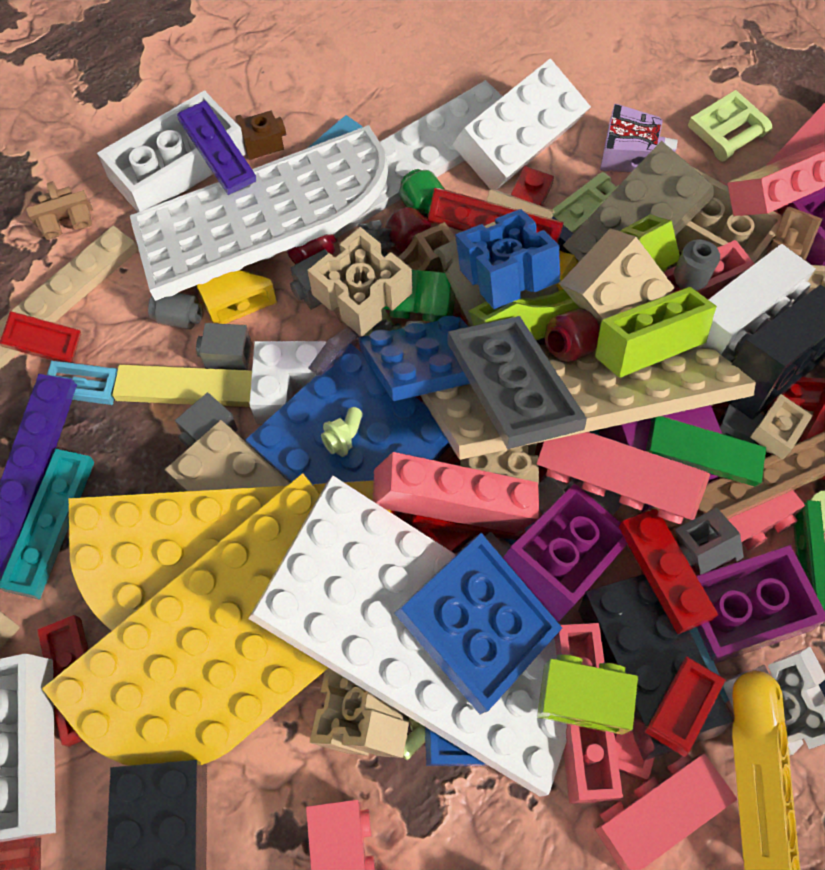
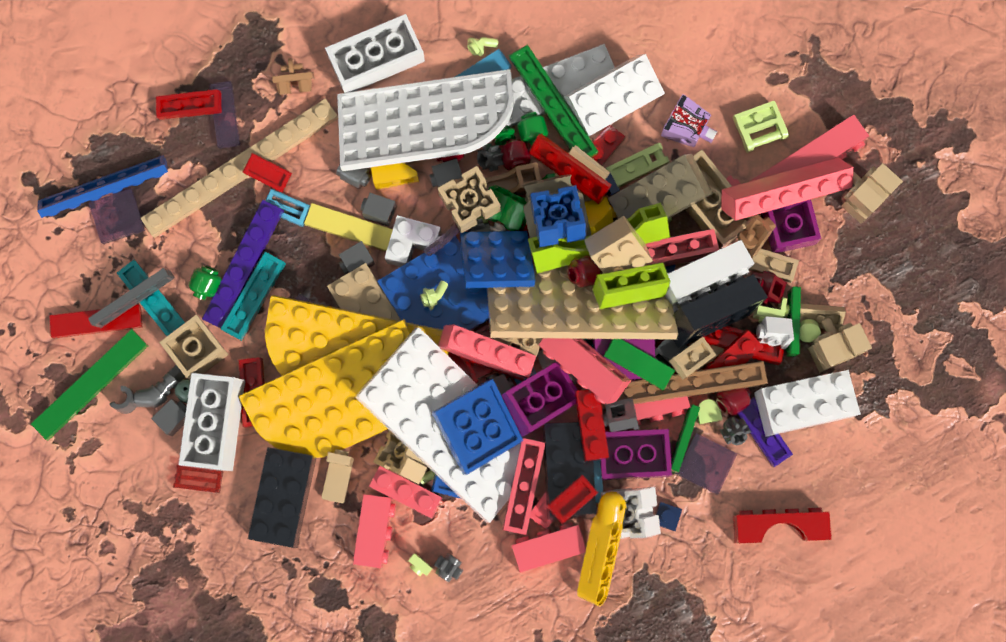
camera: 15 degrees right, 15 degrees up
(216, 147) = (403, 65): dark purple tile -> none
(251, 787) = (337, 476): none -> tan bracket
(262, 134) = (436, 56): reddish brown brick -> none
(314, 116) = (476, 46): none -> yellowish green plate
(381, 781) = (406, 492): none -> coral brick
(383, 208) = (505, 135): none -> green plate
(435, 150) = (551, 101): none -> green tile
(515, 382) = (534, 299): dark grey plate -> none
(588, 695) = (522, 480): lime brick -> none
(696, 264) = (673, 252): dark grey brick -> none

